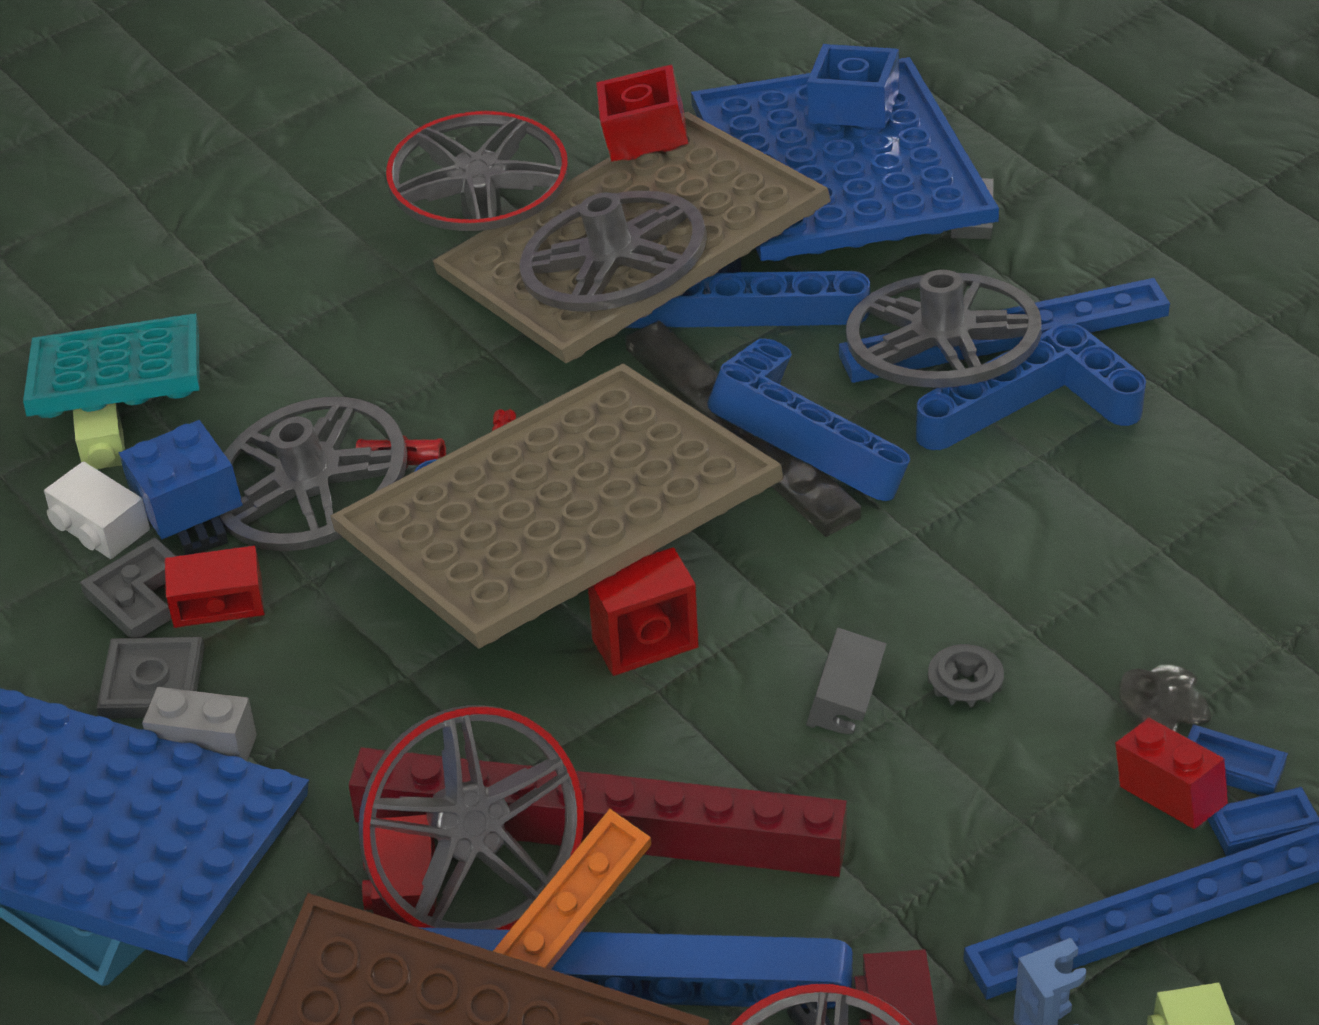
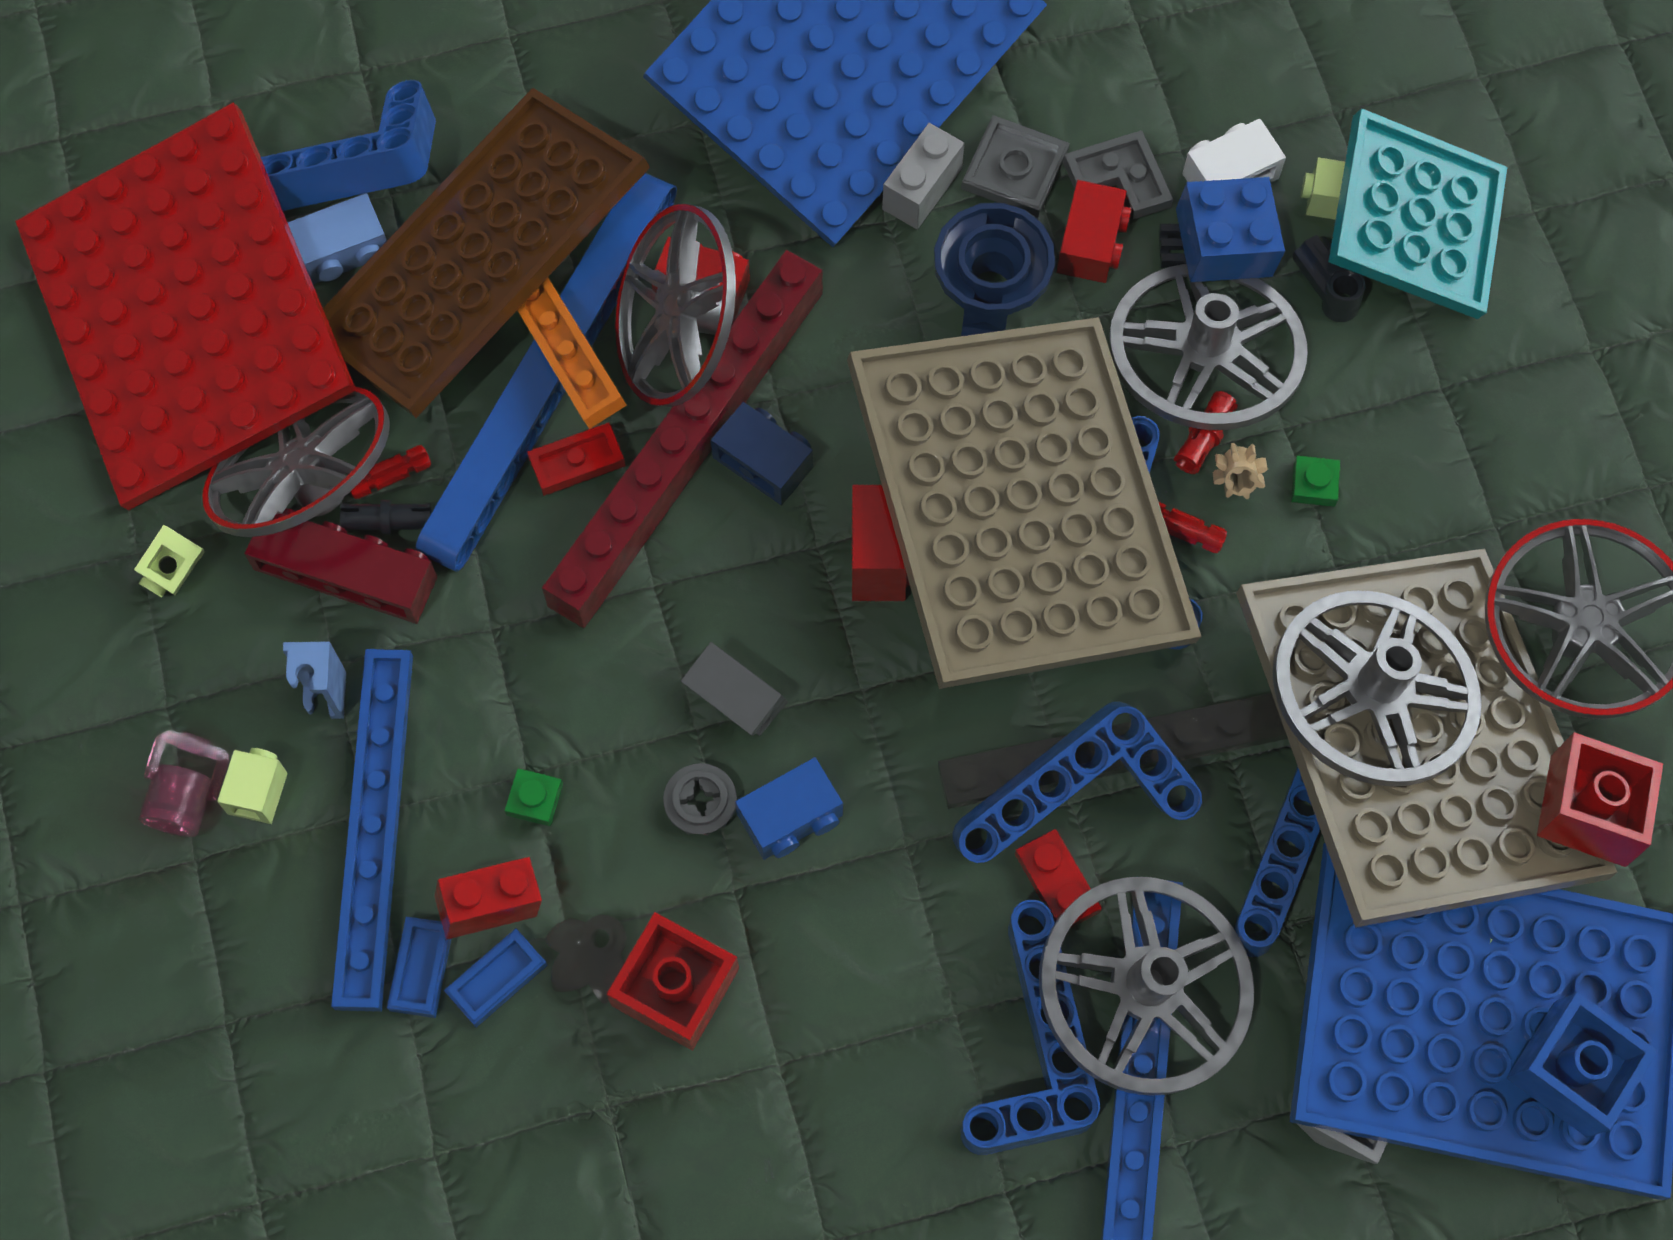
camera: 110 degrees right, 25 degrees up
(211, 405) = (1330, 279): none -> black piece
(303, 613) = (997, 241): none -> dark blue piece
(413, 379) = (1315, 481): none -> green plate
(433, 413) = (1240, 471): none -> tan gear
(589, 732) = (763, 452): none -> dark blue brick
(668, 899) = (576, 458): none -> red plate
(890, 416) = (1055, 875): none -> red plate
(935, 602) = (790, 809): none -> blue brick
(1044, 801) = (533, 797): none -> green plate
(1150, 613) = (673, 981): none -> red brick

